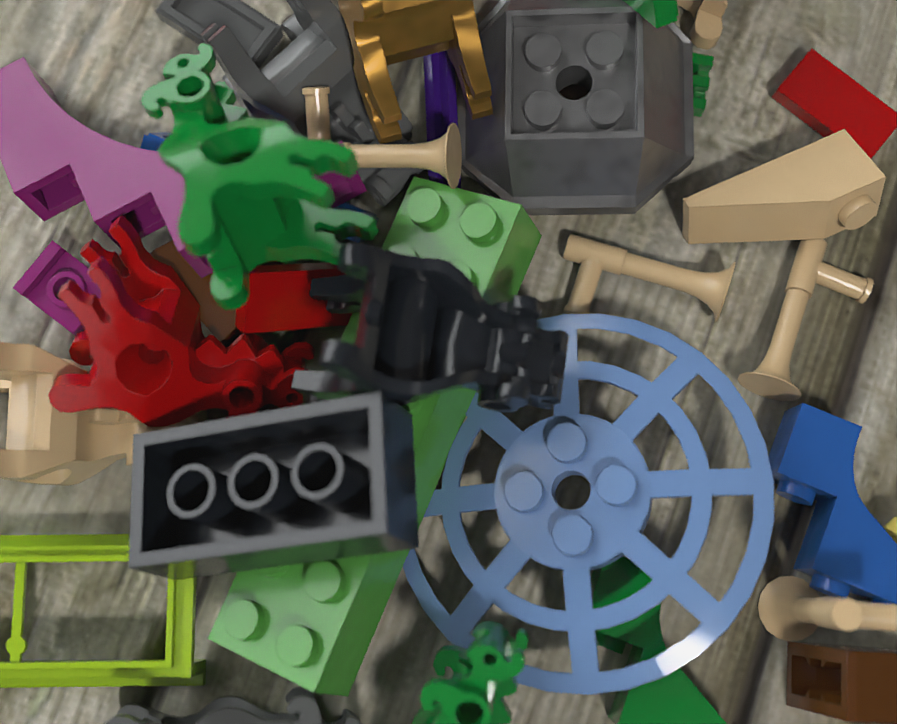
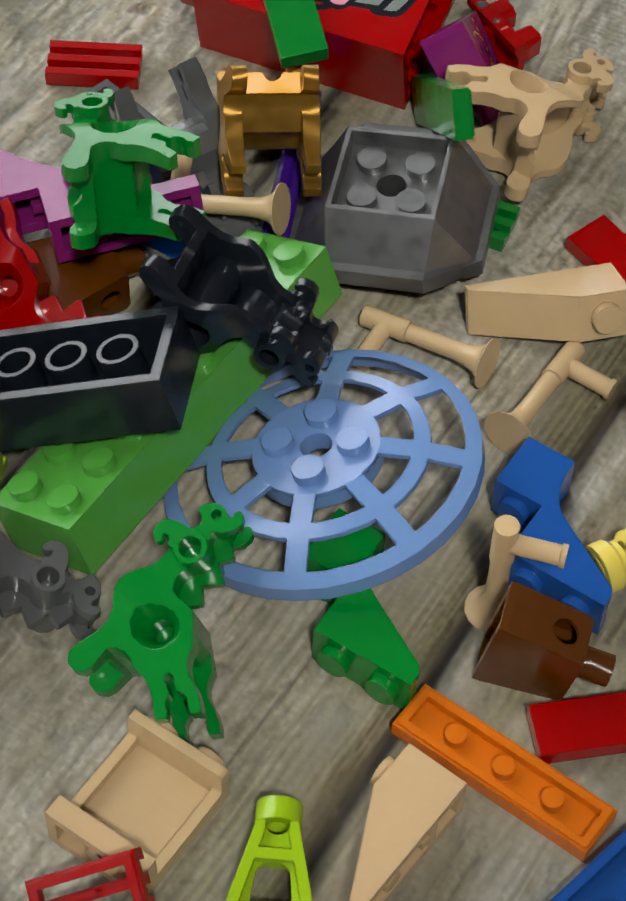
camera: 10 degrees right, 25 degrees down
(282, 300) = (113, 287): red tile -> none

